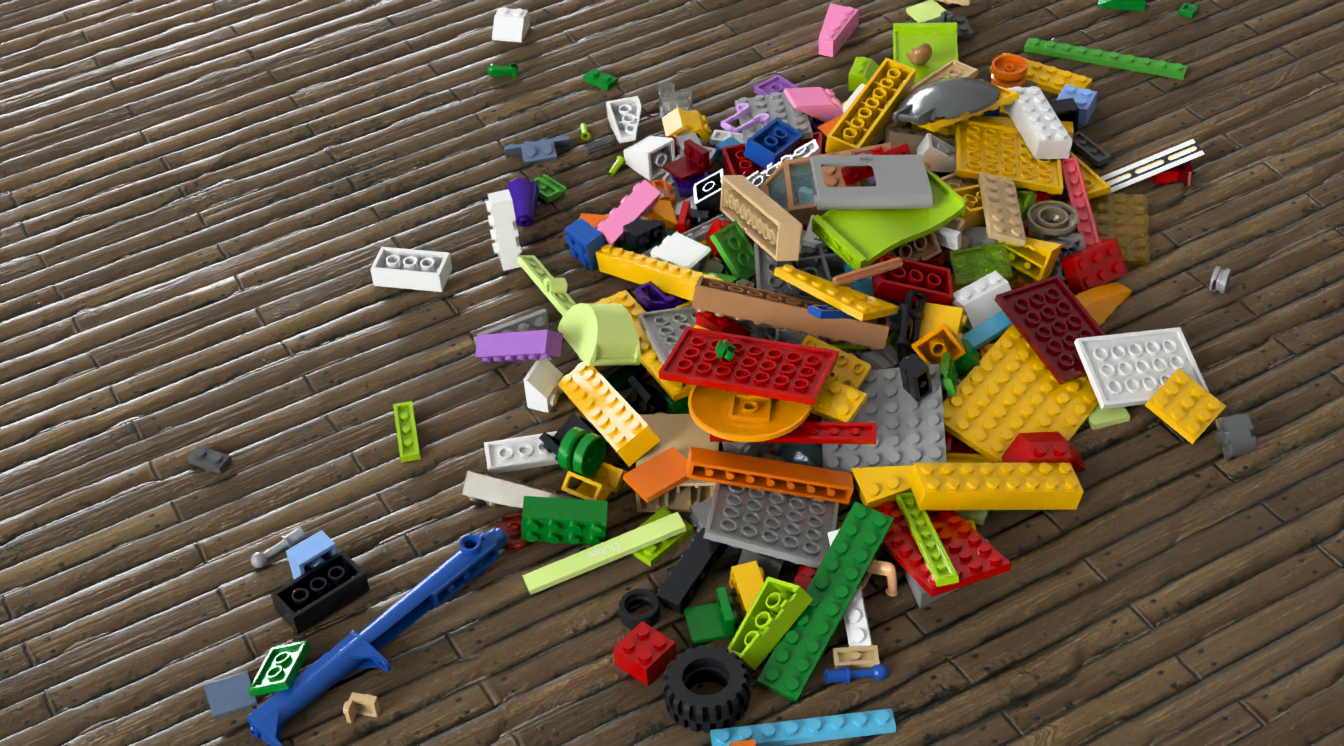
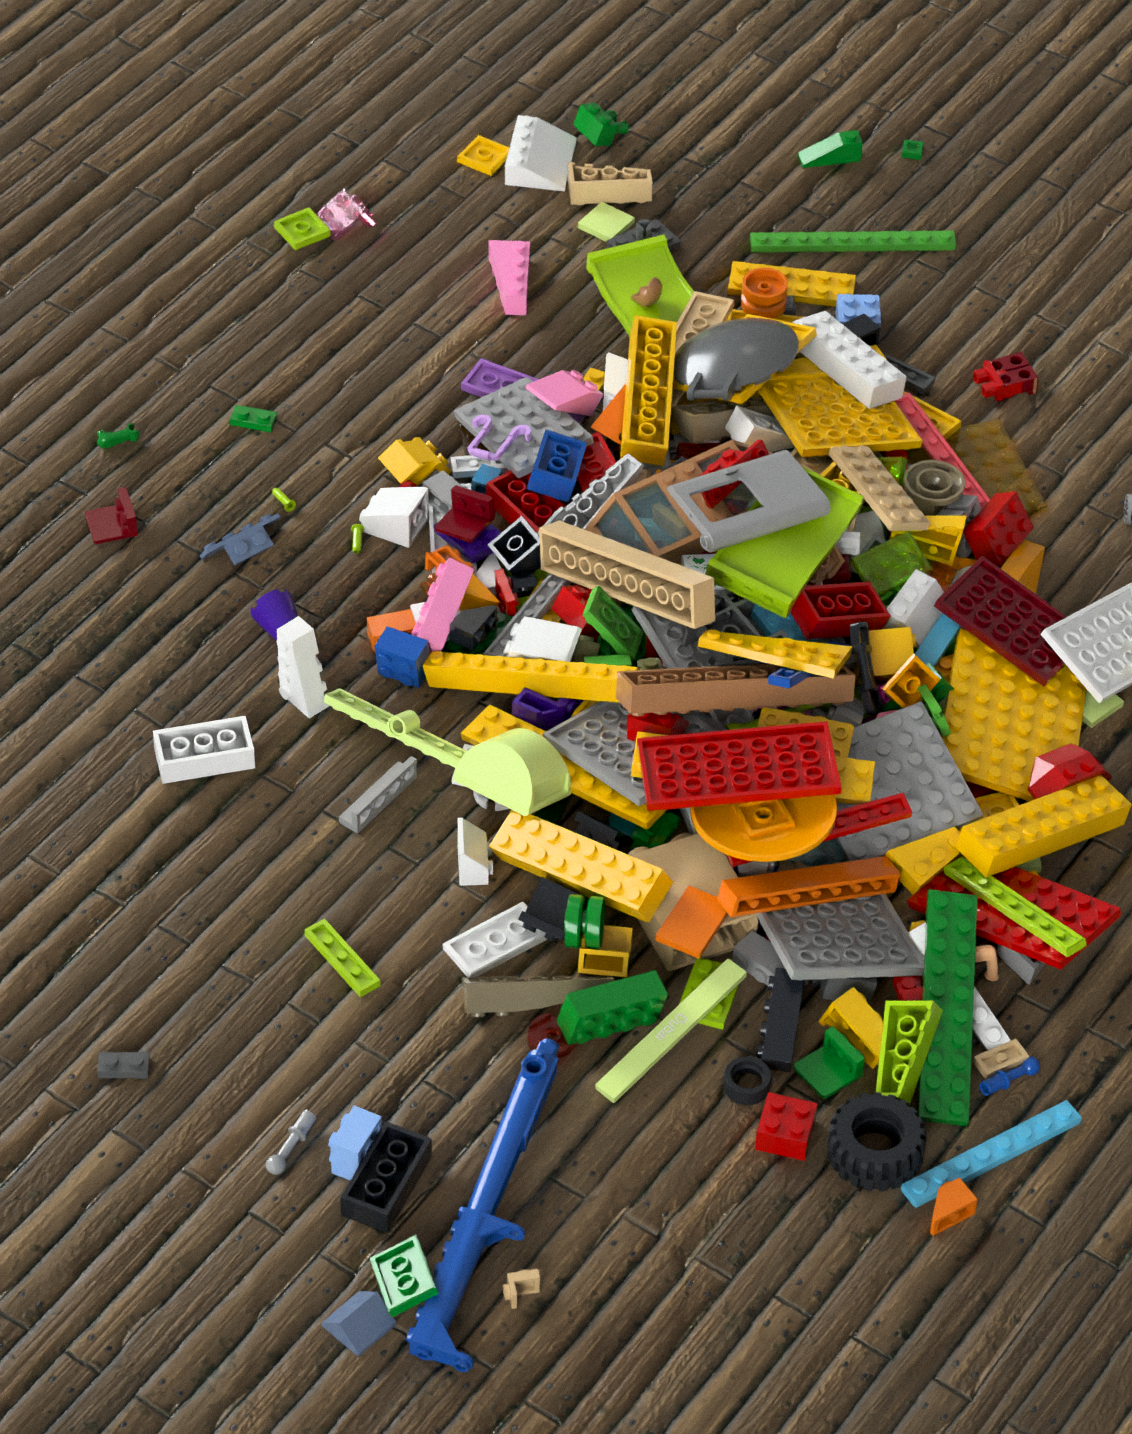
camera: 30 degrees left, 5 degrees up
(462, 119) = (113, 521): none -> dark red bracket
(510, 24) = (82, 366): white slope -> none
(519, 346) = (426, 814): medium lavender brick -> none
(549, 188) = (301, 591): bright green plate -> none
(608, 141) = (330, 501): dark grey axle -> none
(624, 117) = (332, 471): white wedge -> none
(671, 99) = (374, 432): clear brick -> none
(725, 350) = (706, 756): green plate -> none
(861, 72) = (589, 335): lime slope -> none
(867, 271) = (801, 614): nougat axle -> none
(915, 377) = (913, 726): black brick -> none
(1153, 165) = (991, 379): sticker -> none

